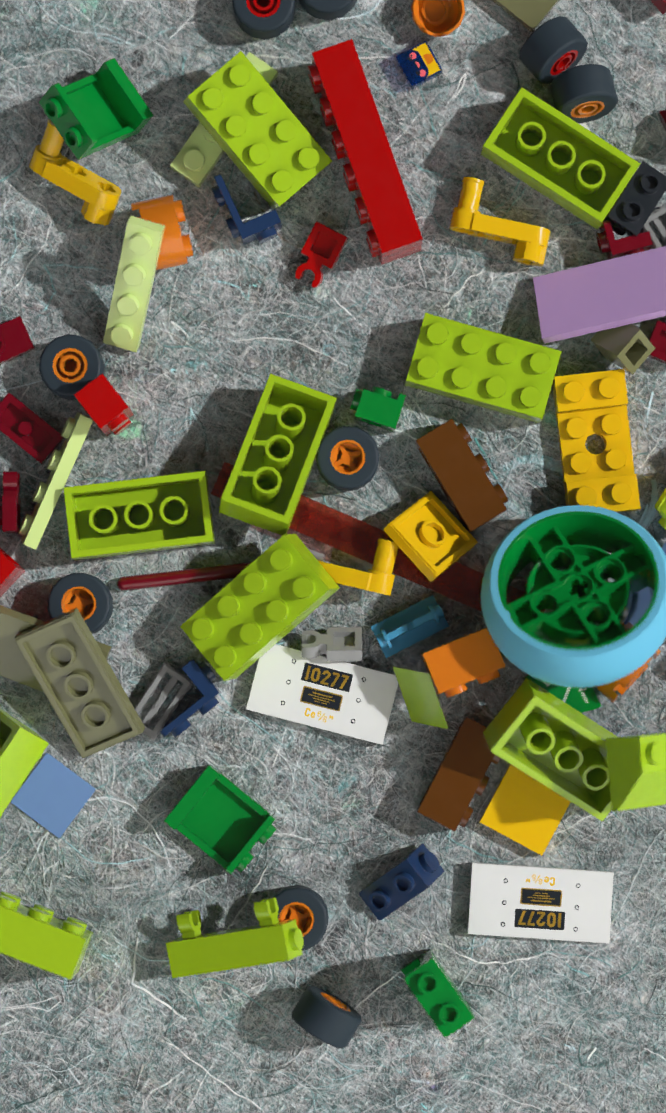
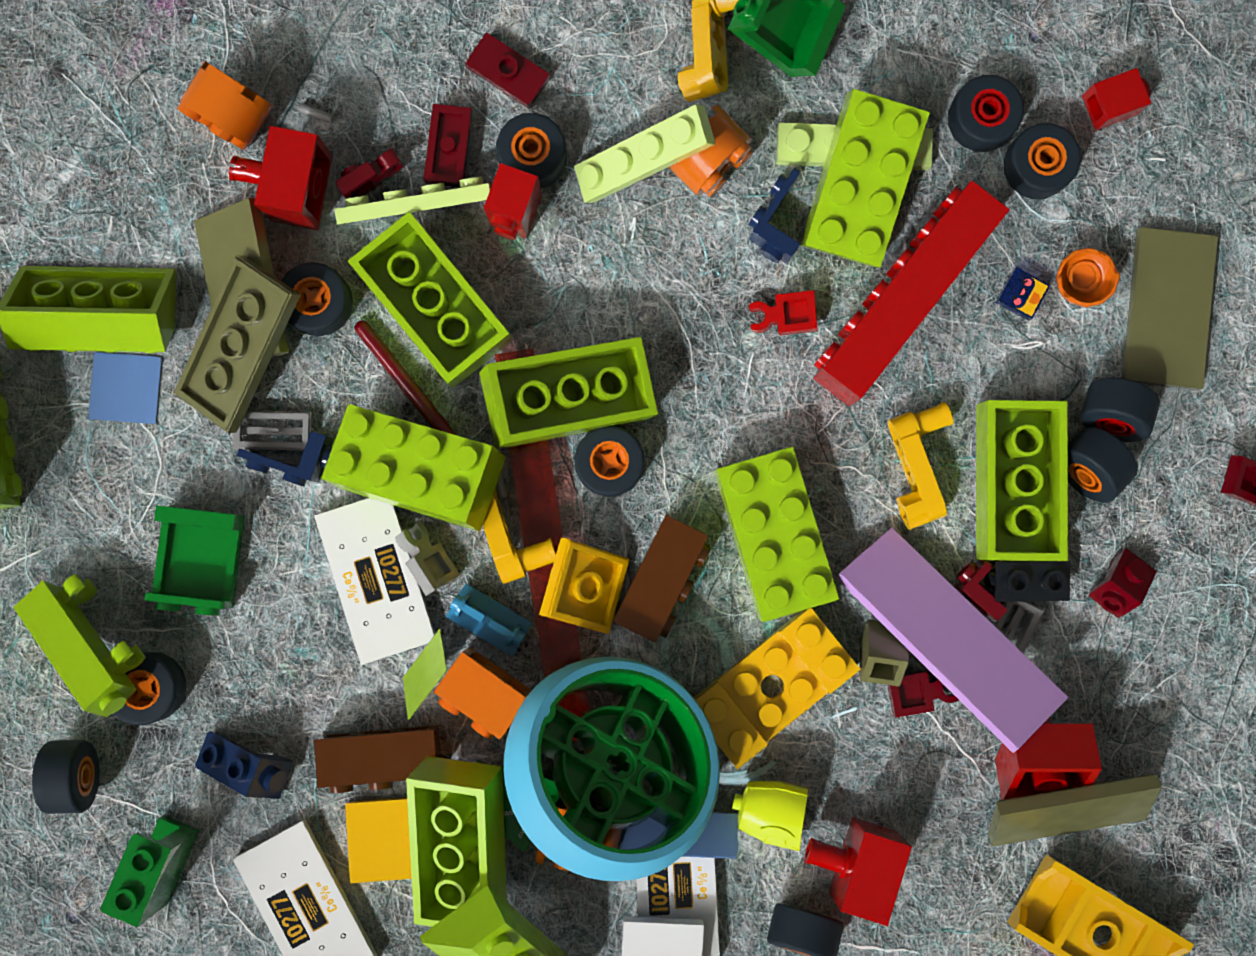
camera: 50 degrees right, 0 degrees up
(377, 407) = (675, 459): green brick -> none

